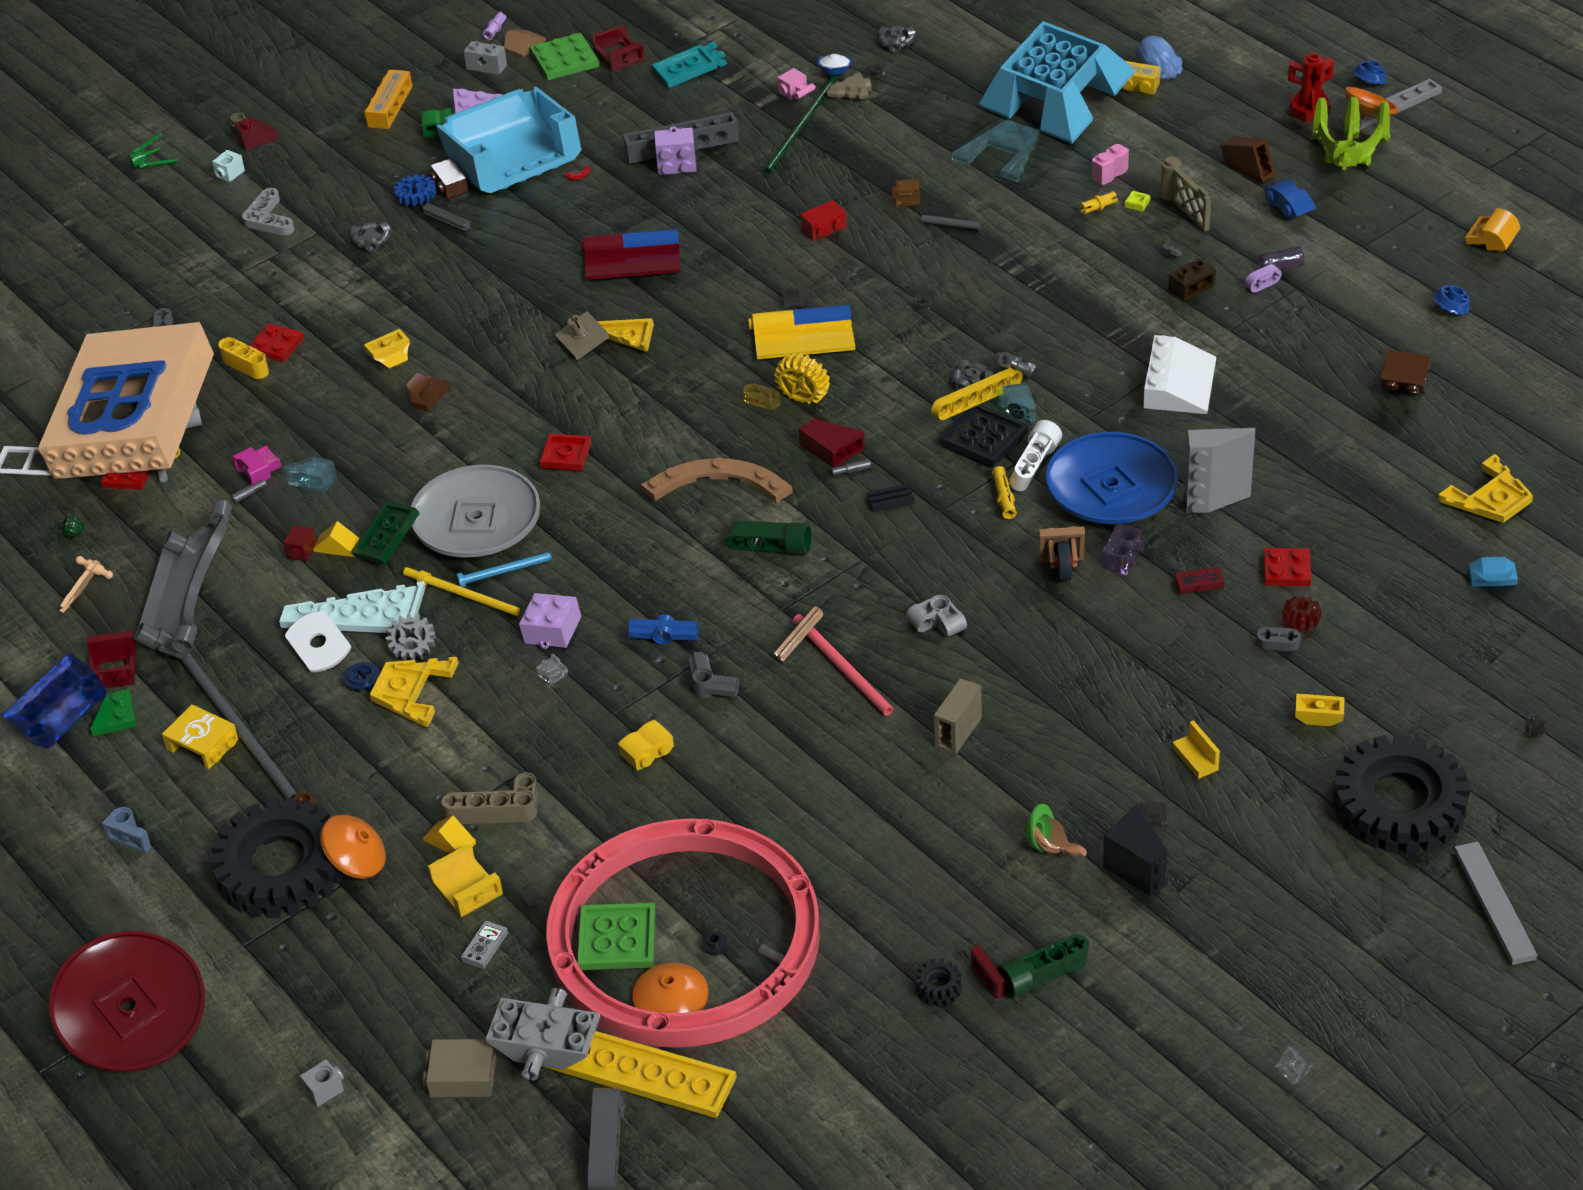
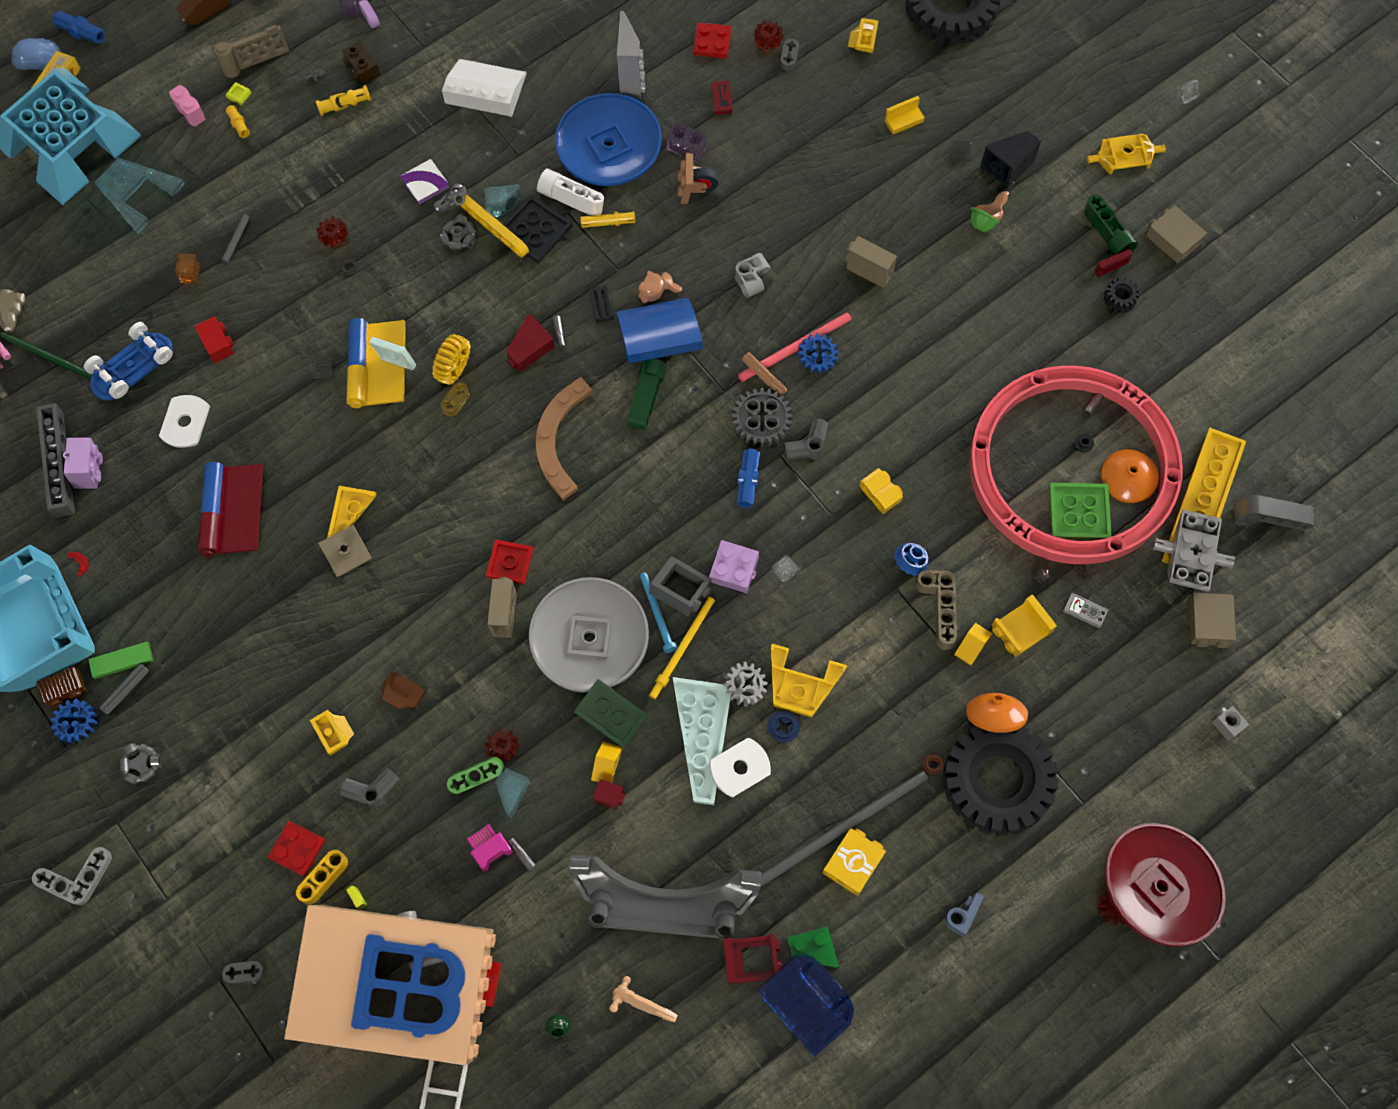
camera: 90 degrees left, 25 degrees up
(219, 381) = (356, 897): none -> neon yellow tile
(322, 381) = (359, 792): none -> dark grey piece
(330, 445) = (472, 783): none -> bright green beam
(361, 463) = (509, 742): none -> clear red gear
(475, 211) = (120, 660): none -> bright green tile
(508, 442) = (502, 607): none -> dark tan brick
(538, 563) = (671, 598): none -> dark grey window
(556, 776) = (911, 558): none -> blue piece
(743, 636) = (779, 417): none -> dark grey gear
(748, 220) = (184, 406): none -> white piece
(791, 171) = (130, 364): none -> blue piece
(802, 329) = (392, 353): none -> light aqua tile
(818, 683) = (810, 346): none -> blue gear
(849, 535) = (659, 330): none -> blue slope
(914, 536) = (654, 285): none -> nougat animal
(962, 284) = (332, 232): none -> clear red gear
(1040, 346) = (424, 181): none -> tile
(1041, 1043) = (1176, 233): none -> dark tan brick
(1137, 273) = (350, 98): none -> yellow piece
(1175, 1008) = (1114, 157): none -> yellow plate
(1200, 81) = (78, 27): none -> blue piece

